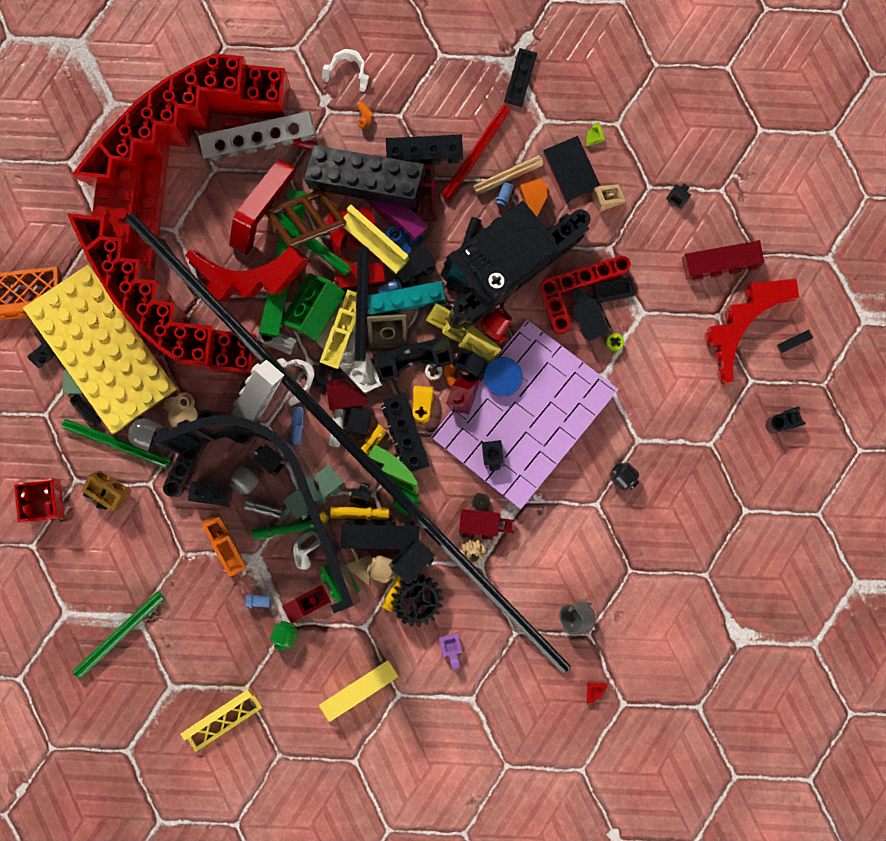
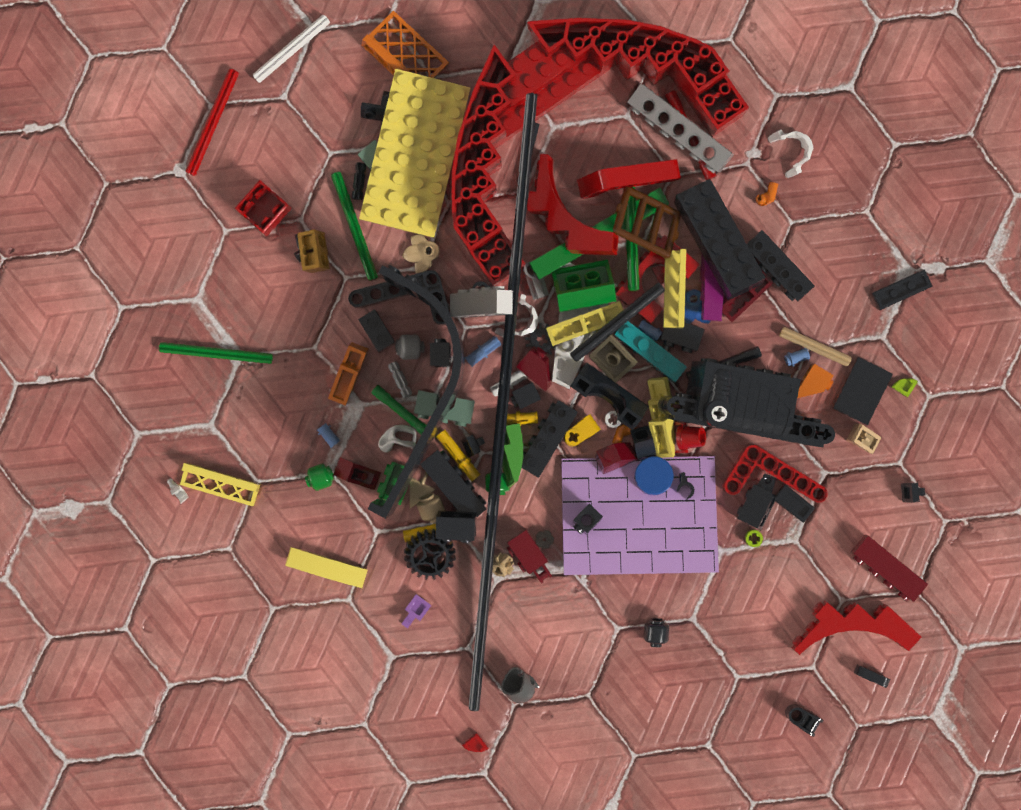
camera: 55 degrees right, 5 degrees up
(141, 433) = (378, 241): dark grey helmet -> none
(200, 757) = (177, 490): none -> white piece
(476, 152) = (811, 306): red axle -> none
(525, 357) = (683, 482): none -> black piece

